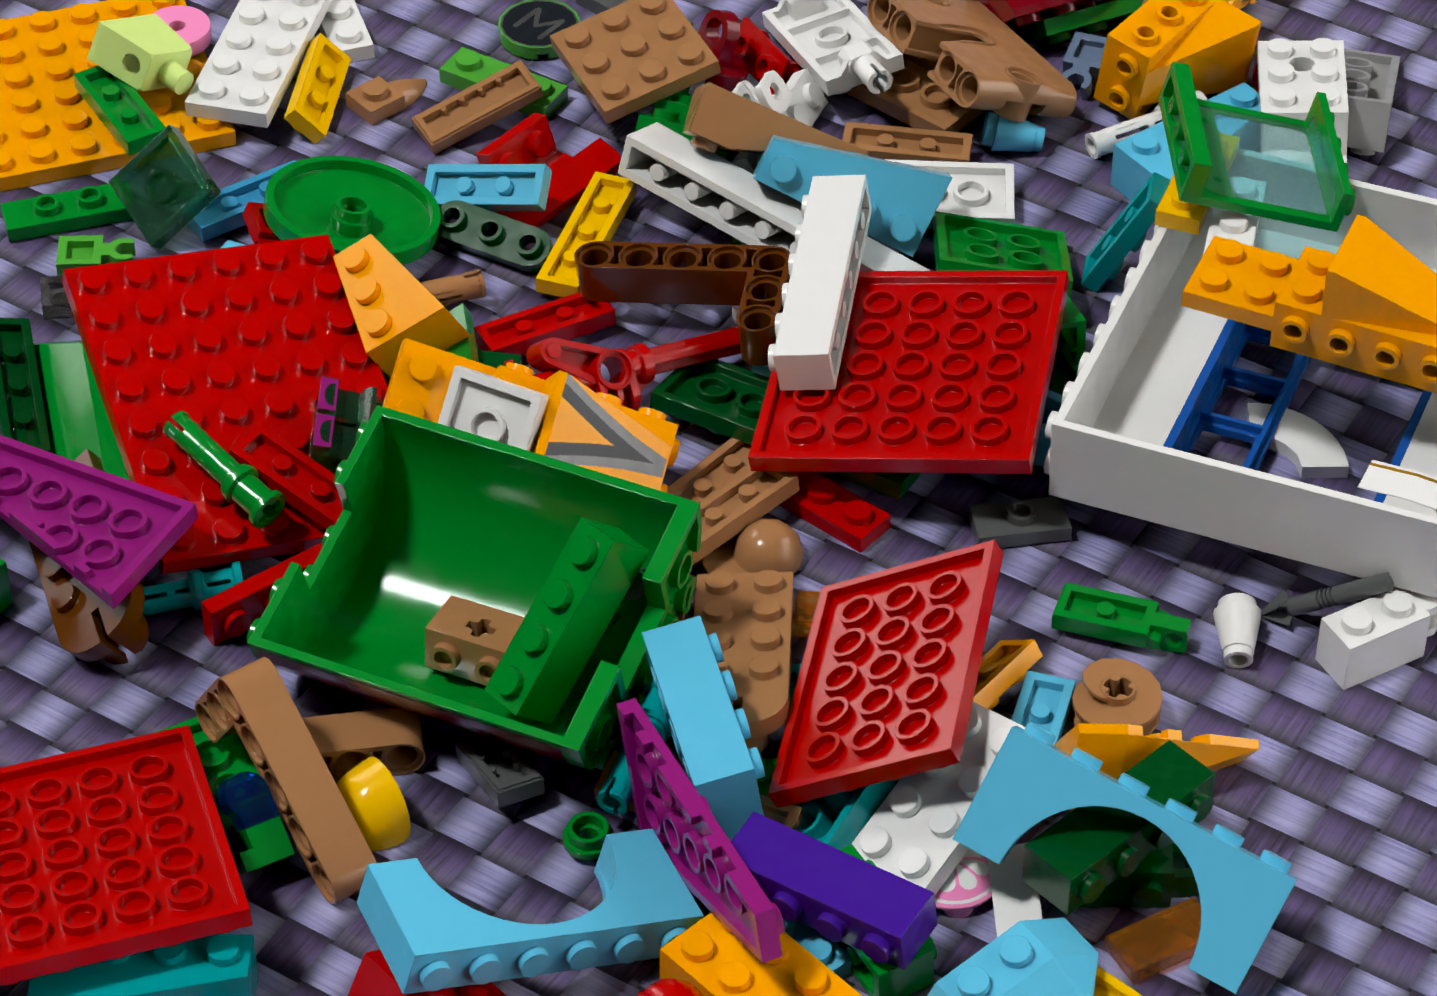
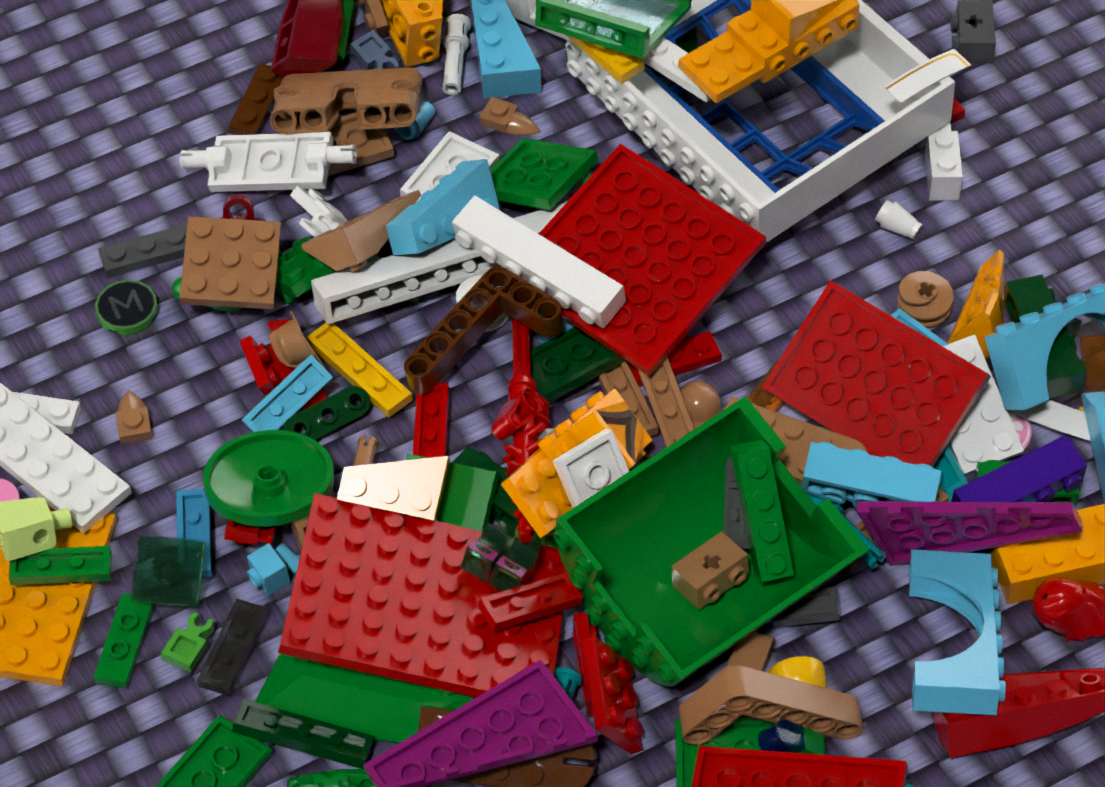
camera: 60 degrees left, 10 degrees up
(206, 623) = (612, 695): none -> red plate
(238, 481) = (518, 633): green pin -> none
(317, 88) = (107, 451): yellow plate -> none
(469, 67) = (168, 350): bright green plate -> none
(477, 107) = (193, 371): medium nougat plate -> none
(573, 158) = (290, 344): none -> medium nougat piece
(586, 835) = (883, 580): green plate -> none
(762, 54) = (266, 204): red hinge -> none
(909, 143) = (389, 175): medium nougat plate -> none
(1021, 522) = (749, 282): dark grey plate -> none
(1090, 210) = (505, 118): none -> medium nougat plate
(1119, 619) = (859, 265): green hinge -> none
(1124, 234) = (571, 104): teal plate -> none
(1284, 608) = (892, 191): dark grey piece -> none
(1304, 443) = (767, 119): white tile -> none

